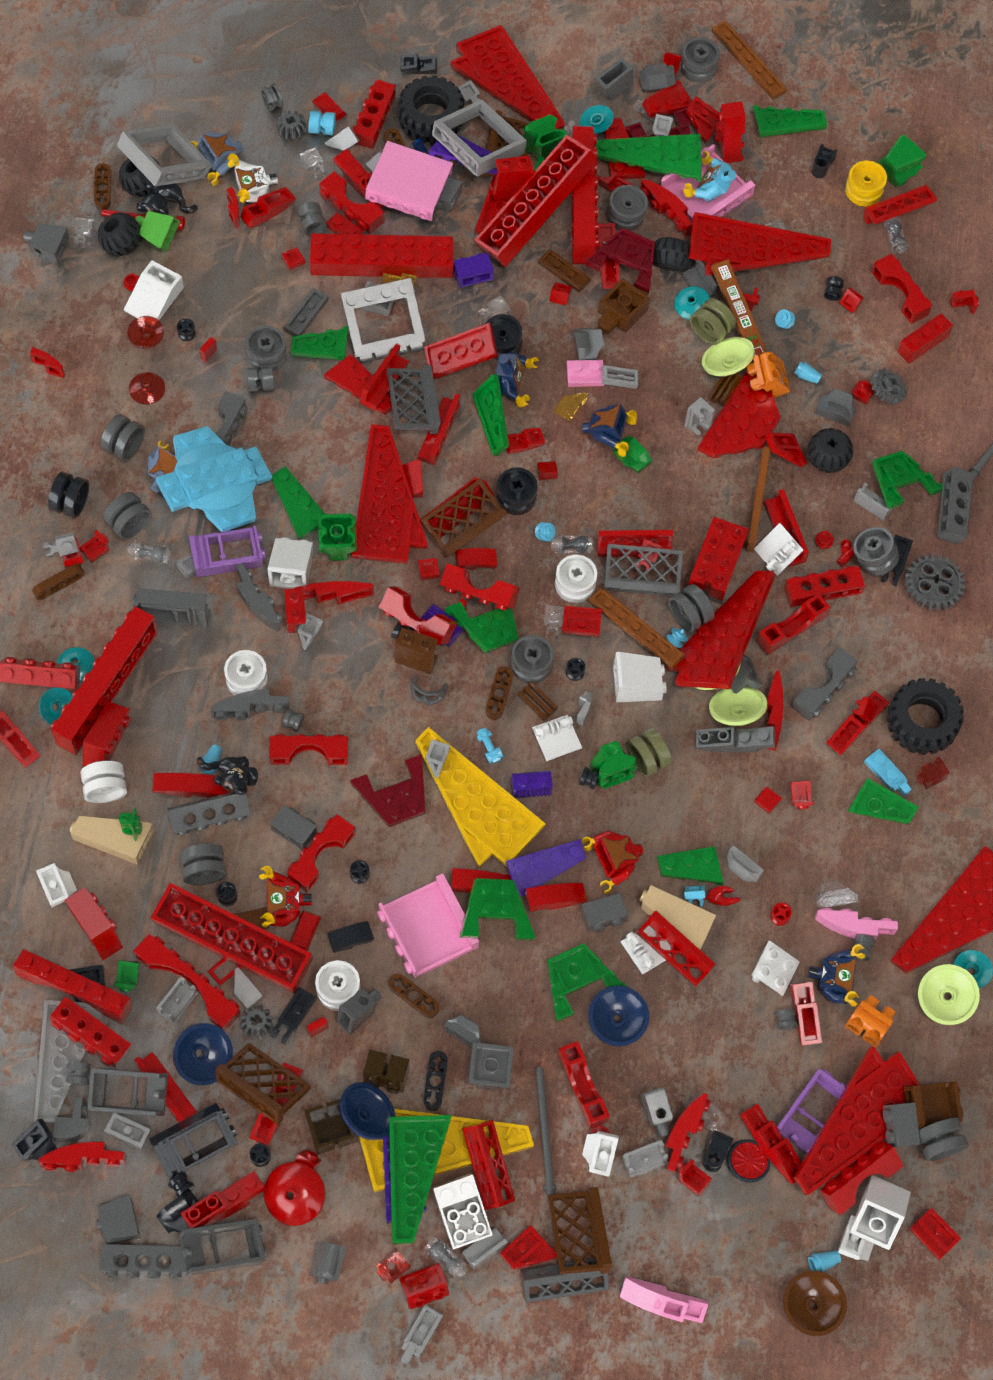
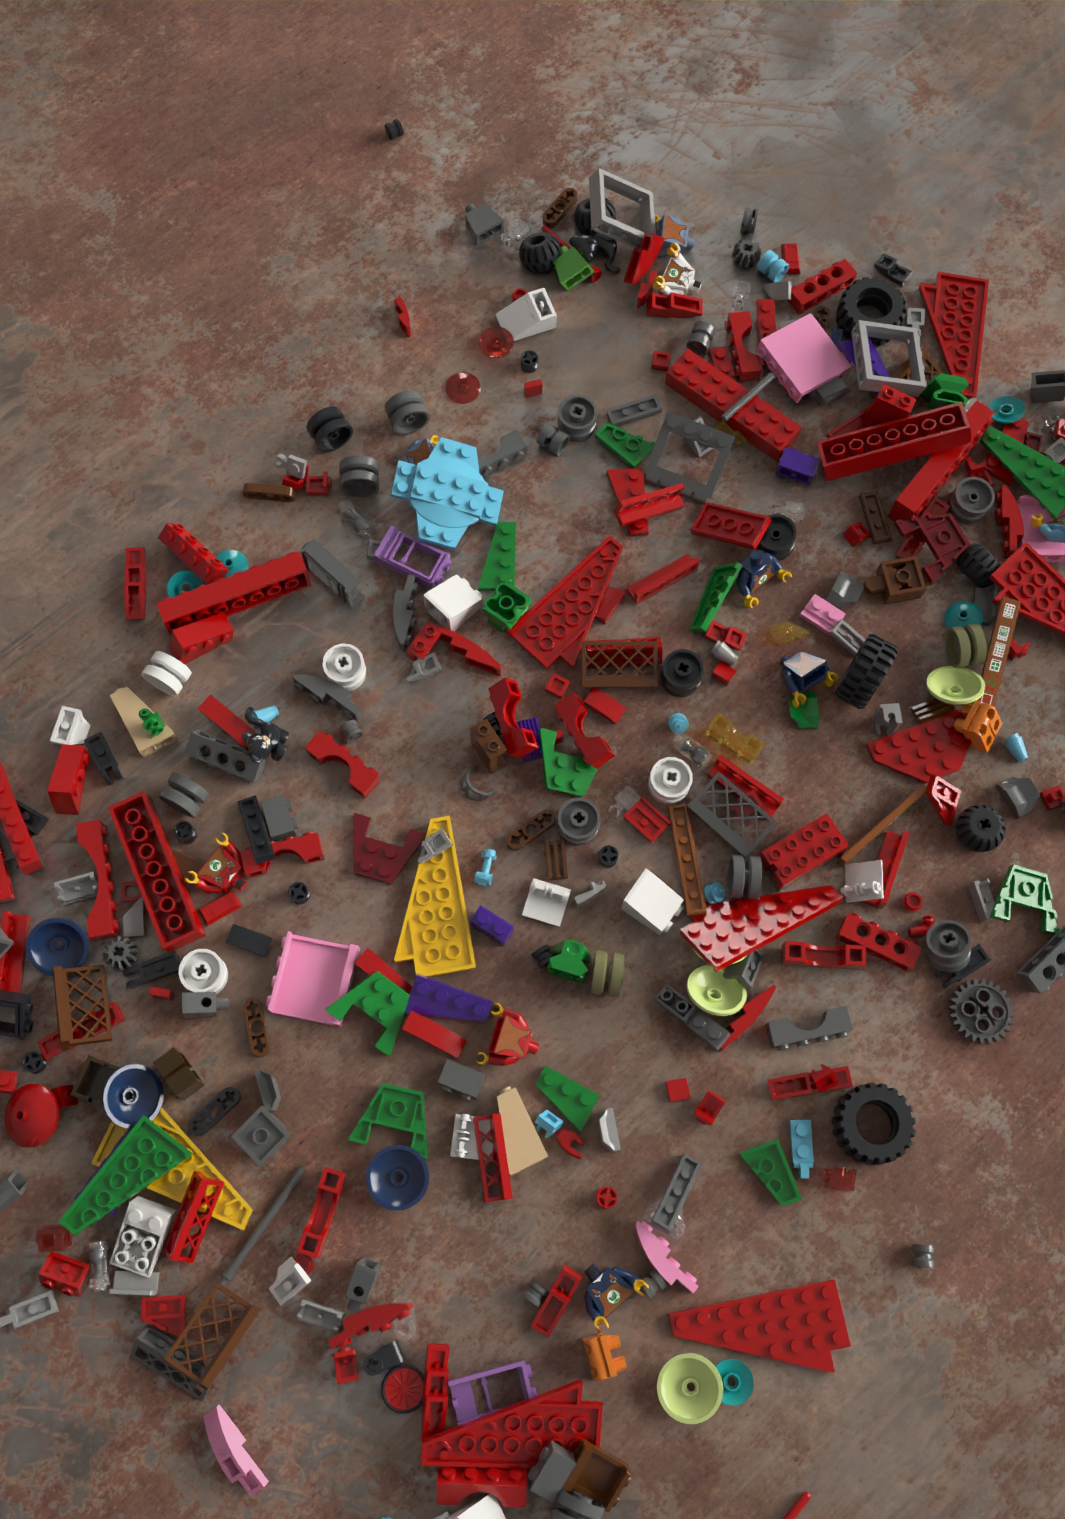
camera: 40 degrees right, 5 degrees up
(105, 887) = (102, 756): none -> black hinge
(127, 975) = (59, 839): green bracket -> none
(212, 183) = (643, 258): none -> red slope
(285, 848) = (256, 830): none -> black tile
(393, 239) = (738, 405): none -> dark grey bar
(426, 398) = (668, 550): dark grey fence -> none
(535, 454) = (724, 653): none -> light grey cone
(610, 513) = (724, 733): none -> clear yellow arch
(657, 390) = (866, 671): none -> black tyre
(775, 968) = (563, 1241): white hinge -> none
(785, 319) = (1034, 687): medium azure wheel -> none
(828, 870) = (675, 1194): none -> dark grey tile

